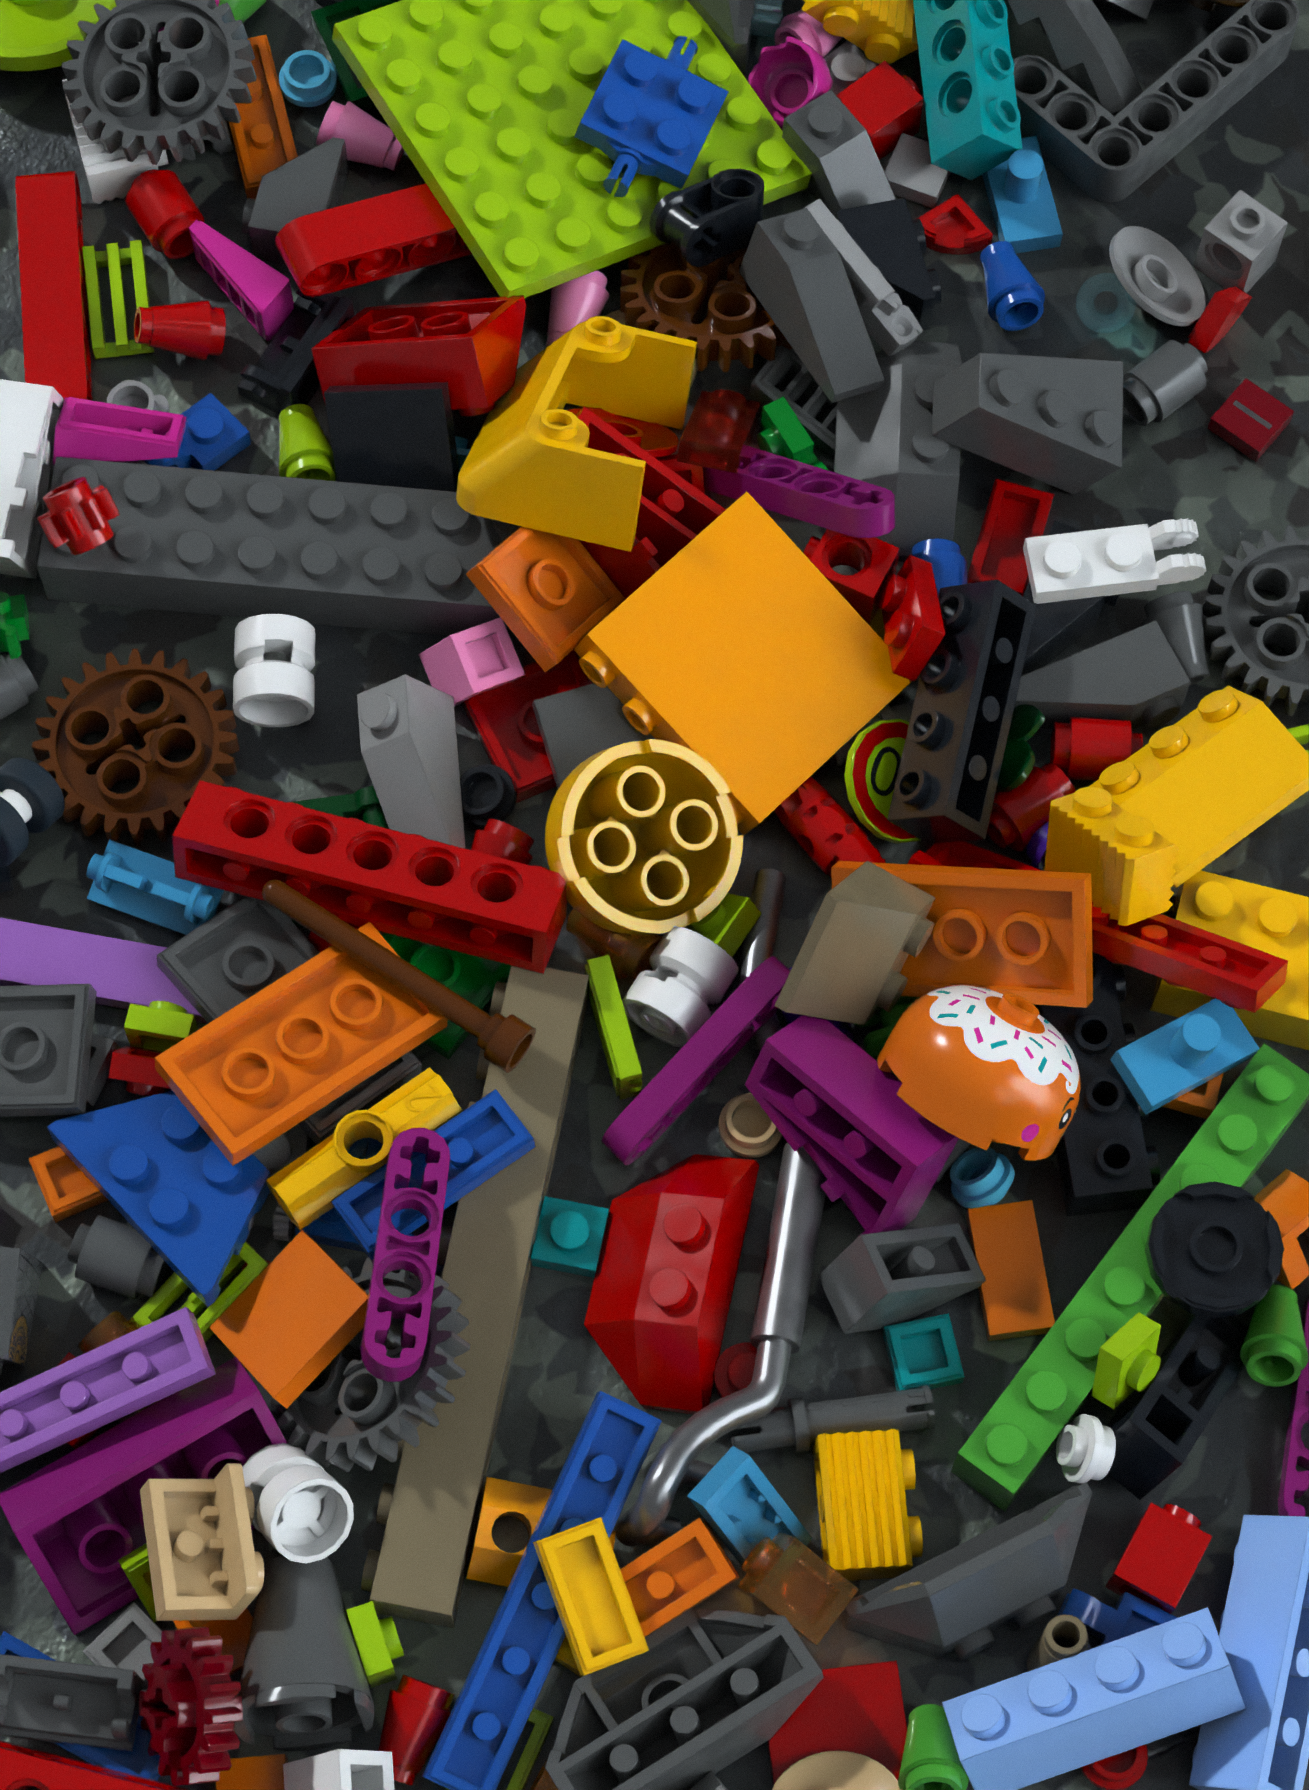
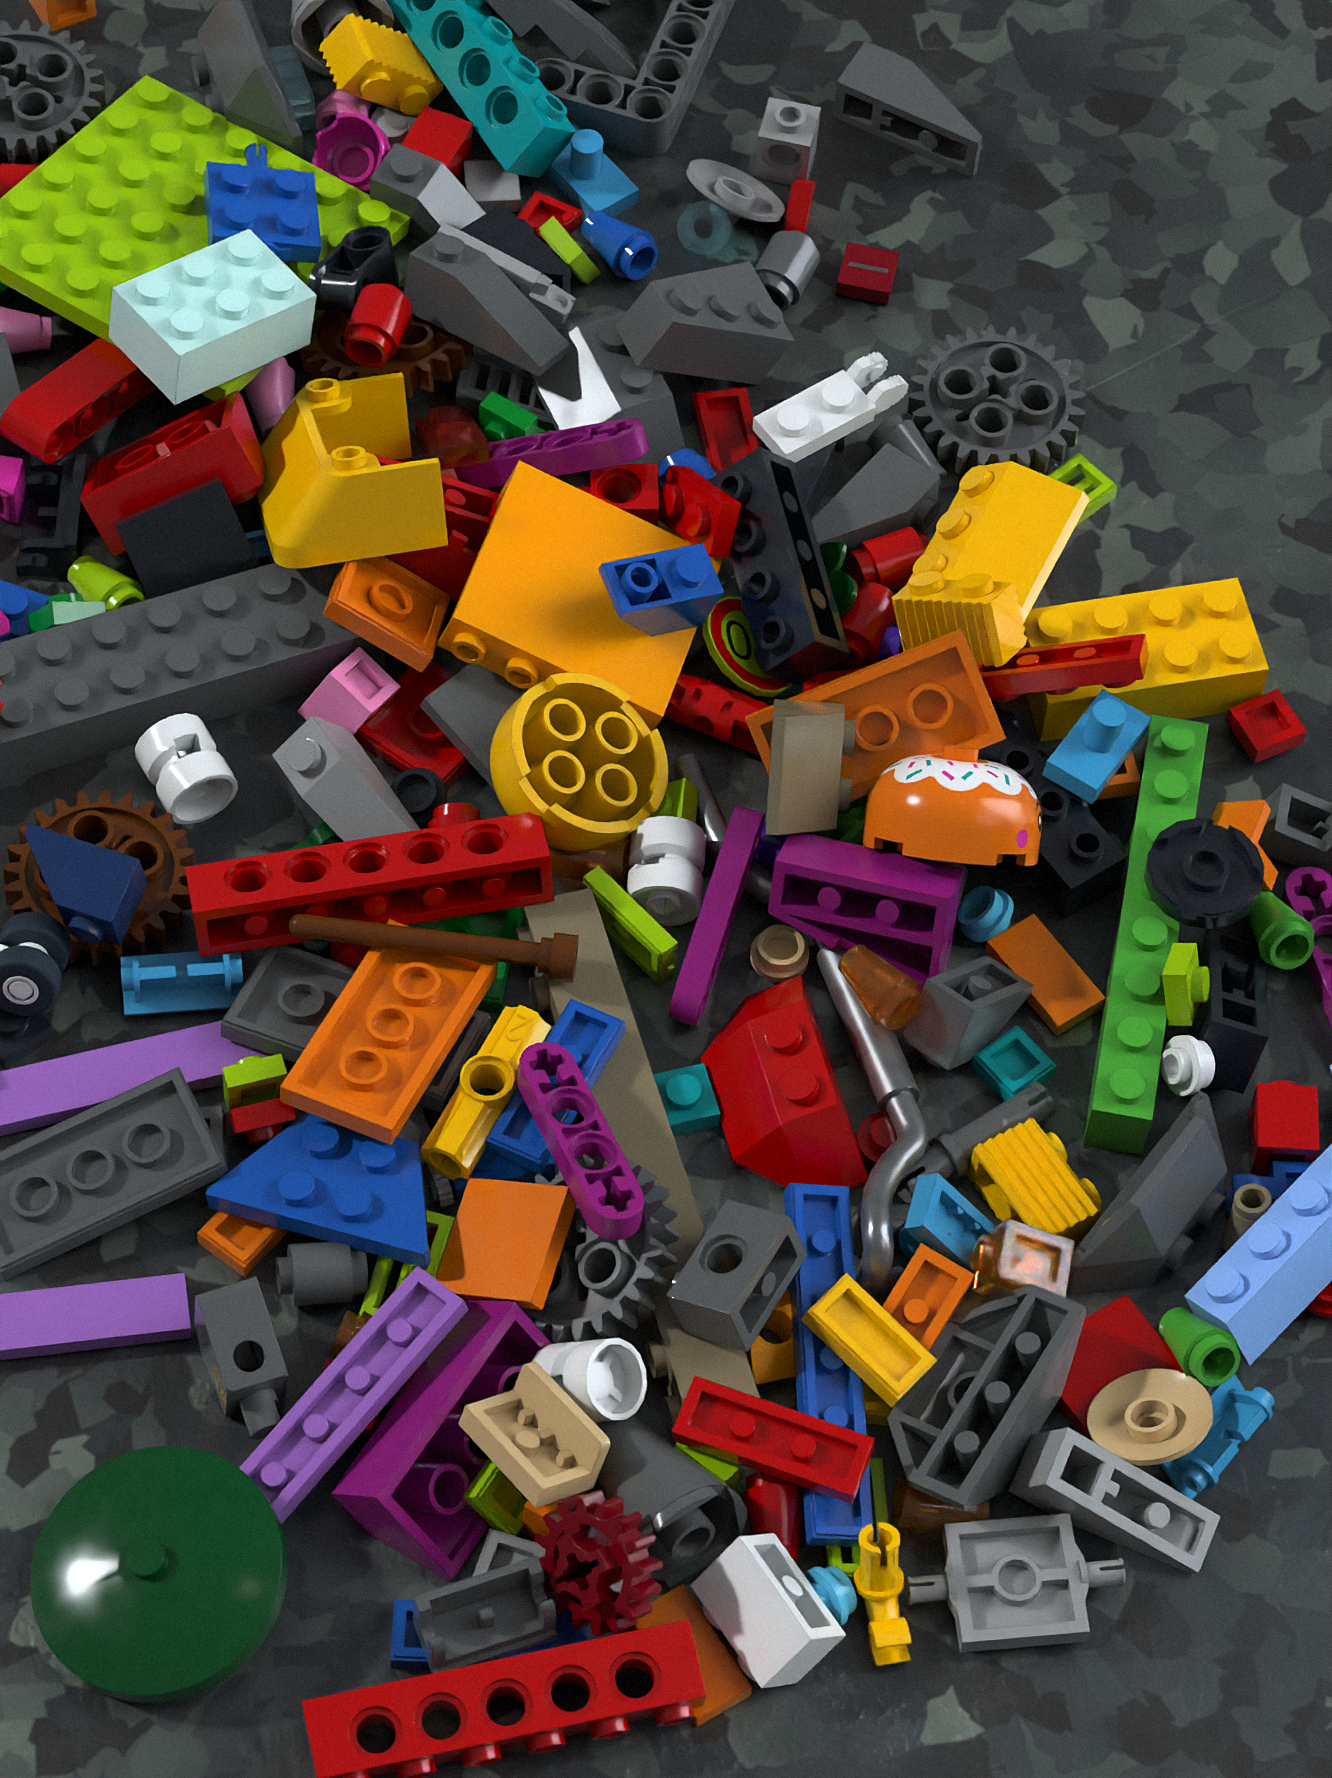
camera: 30 degrees left, 10 degrees down
(95, 759) = (89, 884): none -> dark blue slope
(245, 457) = (62, 610): none -> plate
(431, 1661) = (773, 1439): none -> red plate
(475, 1499) = (736, 1275): none -> dark grey brick
(525, 210) = (211, 316): none -> light aqua brick
(694, 282) = (377, 324): none -> red brick
(813, 691) = (663, 589): none -> blue slope
(813, 1219) = (882, 989): none -> clear orange cone
(952, 273) = (569, 251): none -> lime tile

